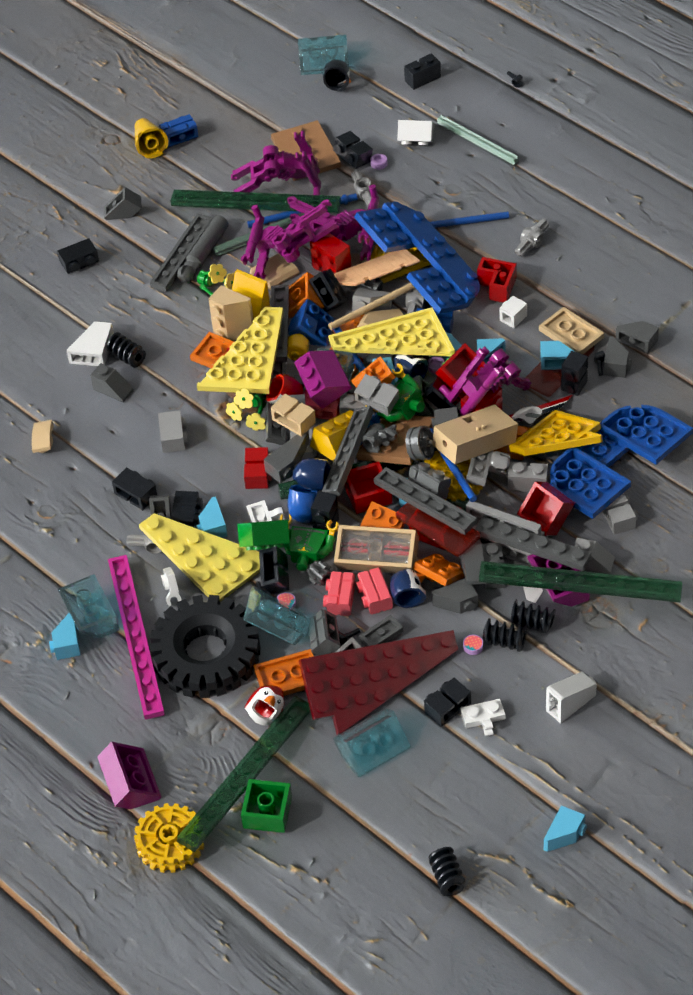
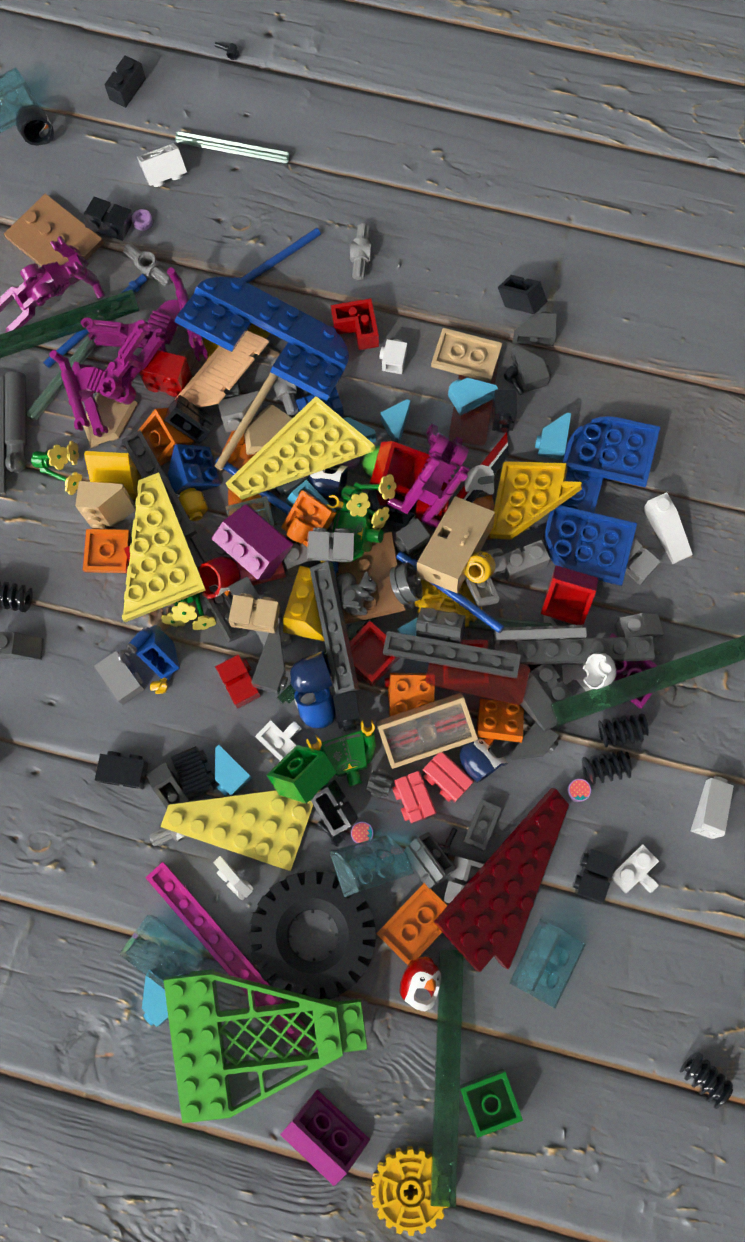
camera: 30 degrees left, 25 degrees up
(84, 660) = (200, 1043): none -> bright green wing
(208, 420) = (157, 652): none -> blue torso
(417, 374) = (359, 504): none -> light yellow plant
(482, 452) = (480, 567): none -> yellow head
(533, 553) = (599, 670): none -> white hair
(605, 405) = (554, 438): none -> medium azure slope
(639, 305) = (522, 294): none -> black piece
(660, 502) = (668, 527): none -> white slope

